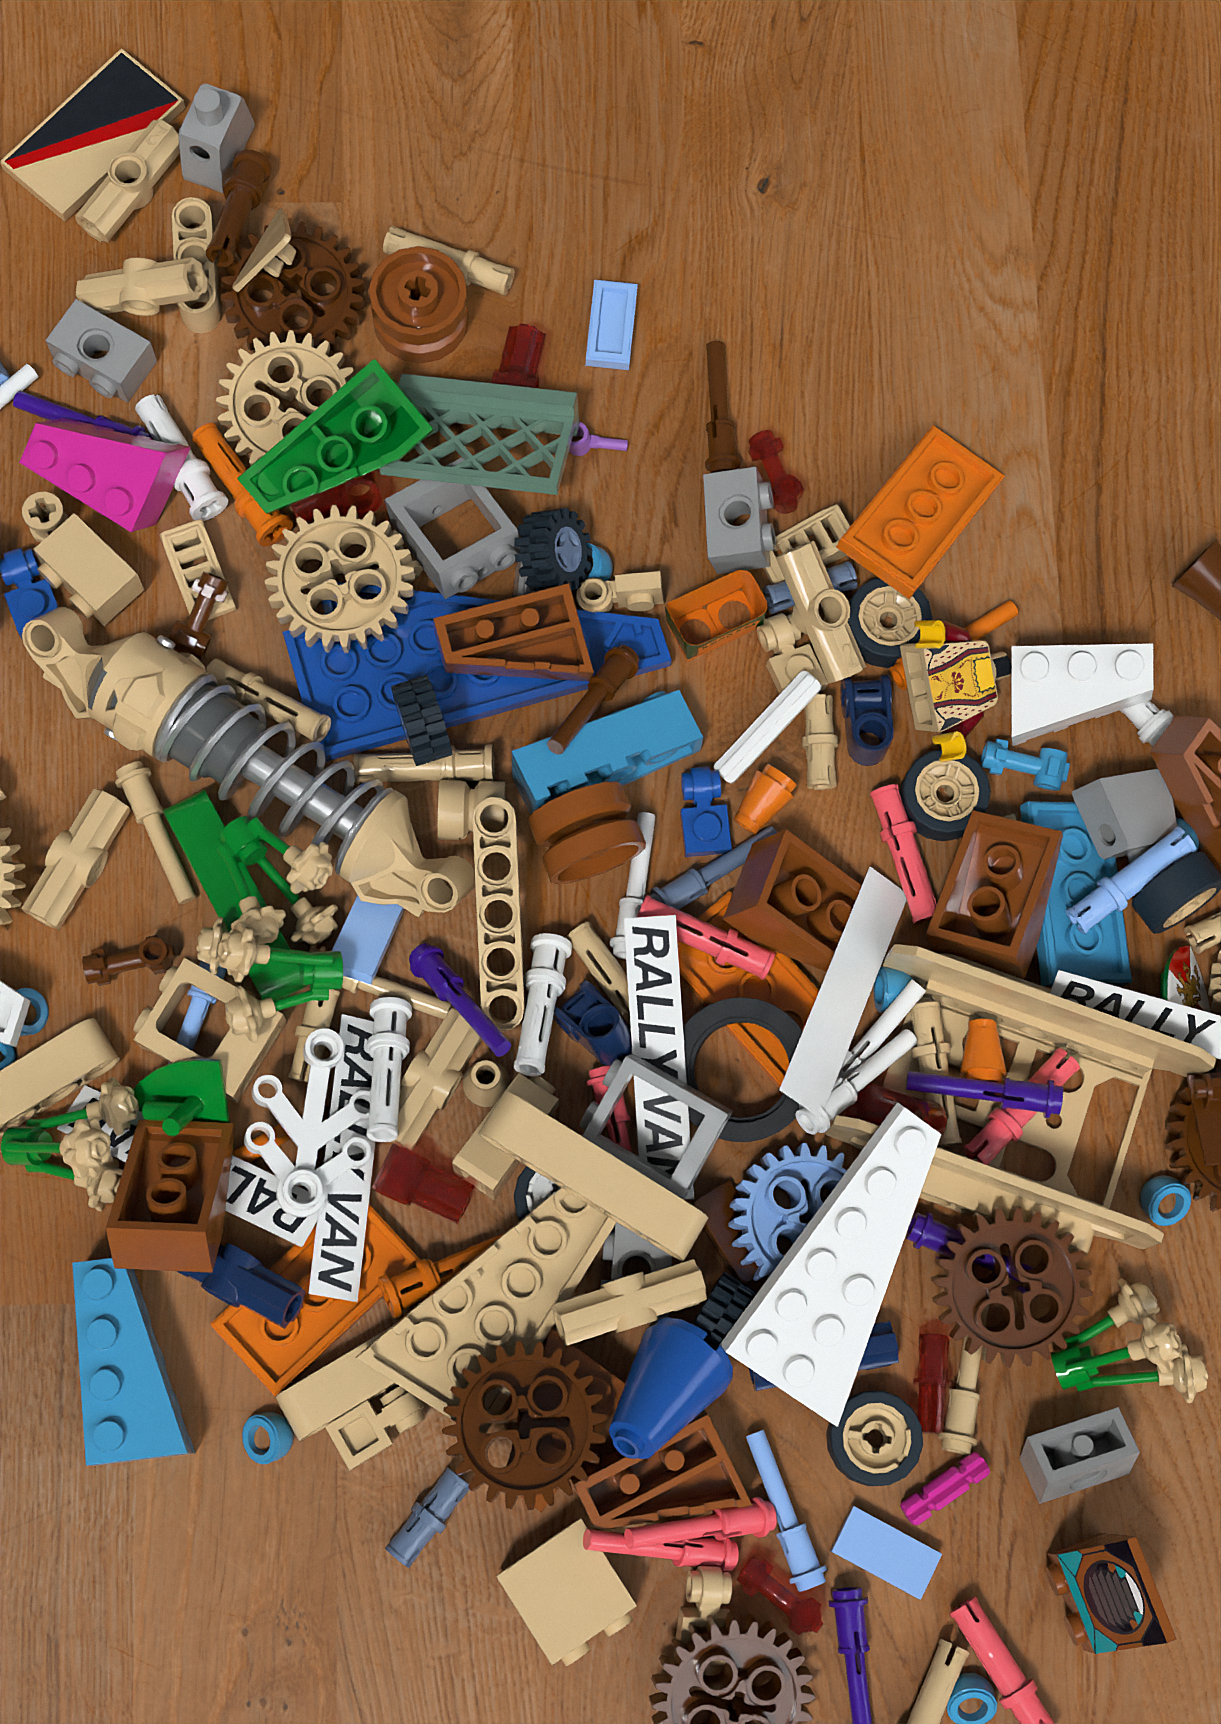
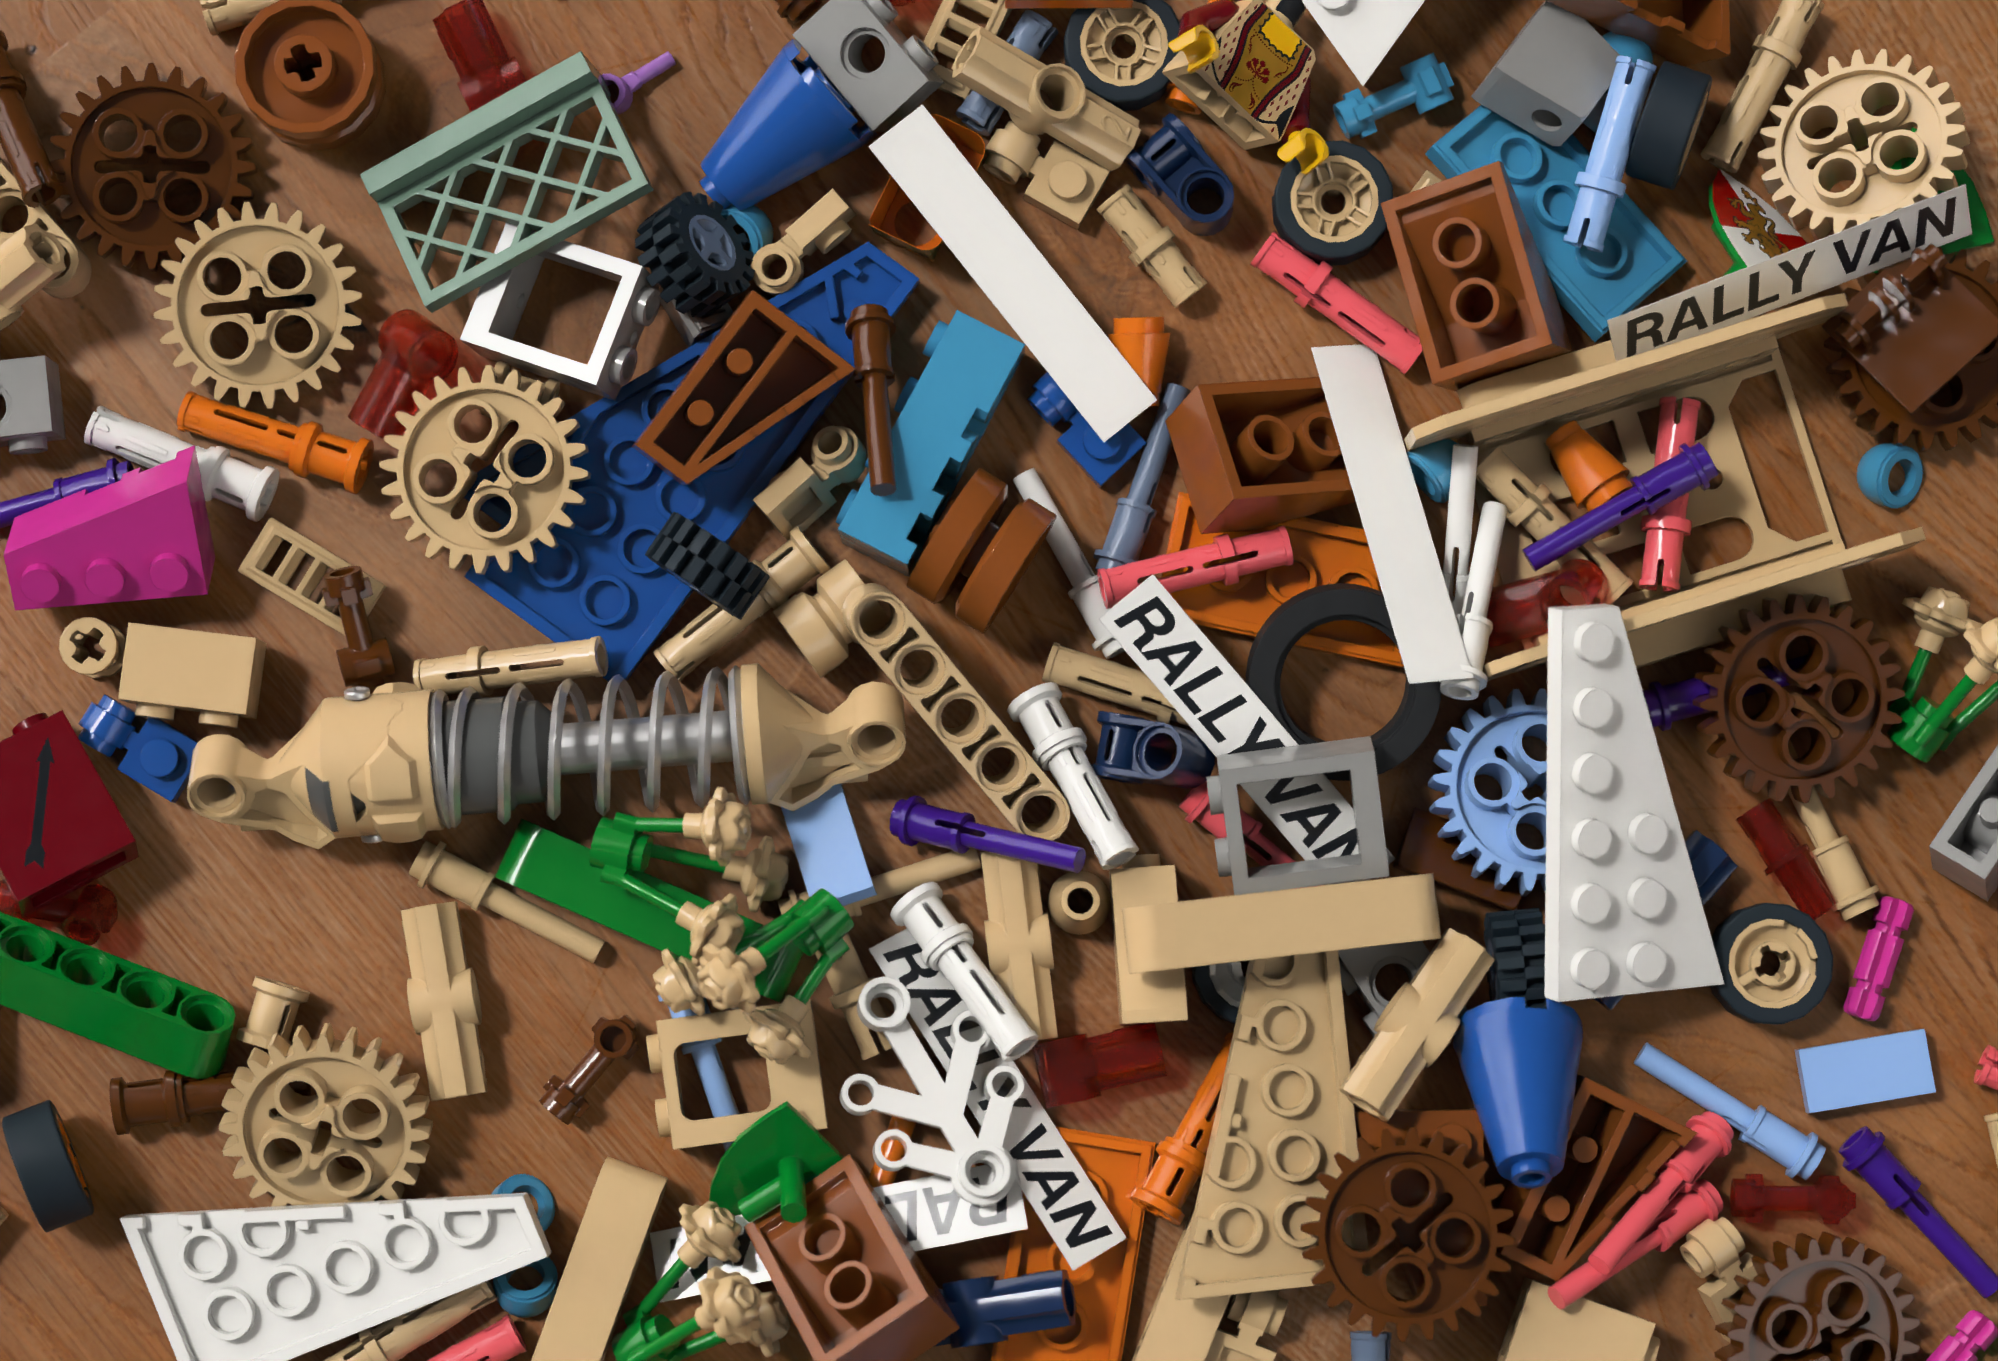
camera: 30 degrees left, 10 degrees up
(272, 244) = (96, 145): tan piece -> none
(346, 437) = (369, 296): green wedge -> none
(510, 728) = (803, 491): none -> tan plate
(655, 523) = (781, 133): none -> blue cone
(727, 694) = (1012, 273): none -> white sticker
(767, 726) = (1087, 242): white axle -> none

